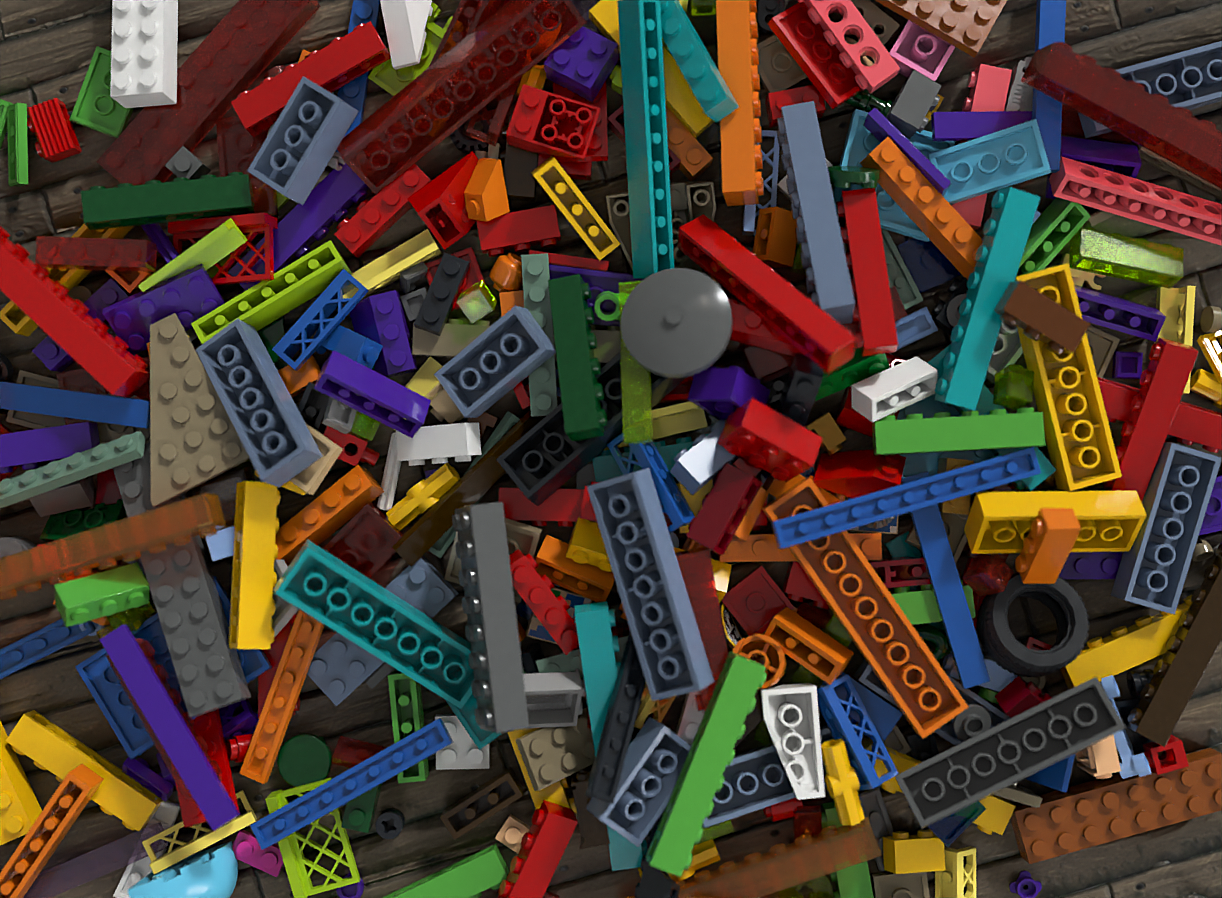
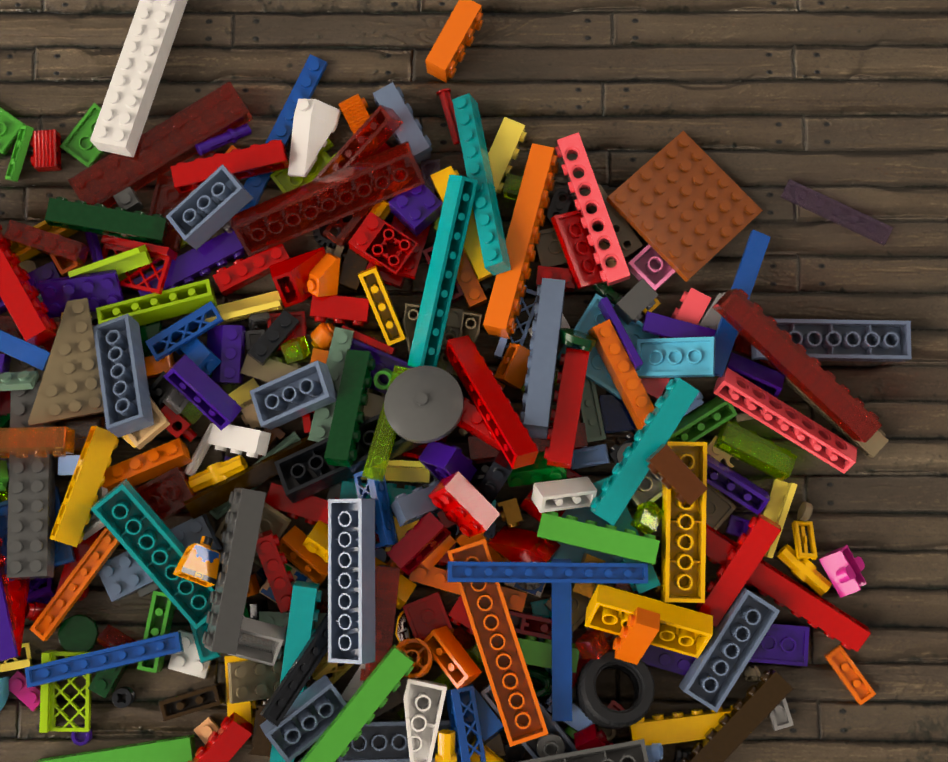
camera: 20 degrees right, 5 degrees down
(297, 38) = (218, 141): none -> dark purple pin
(441, 621) = (199, 563): none -> light orange torso

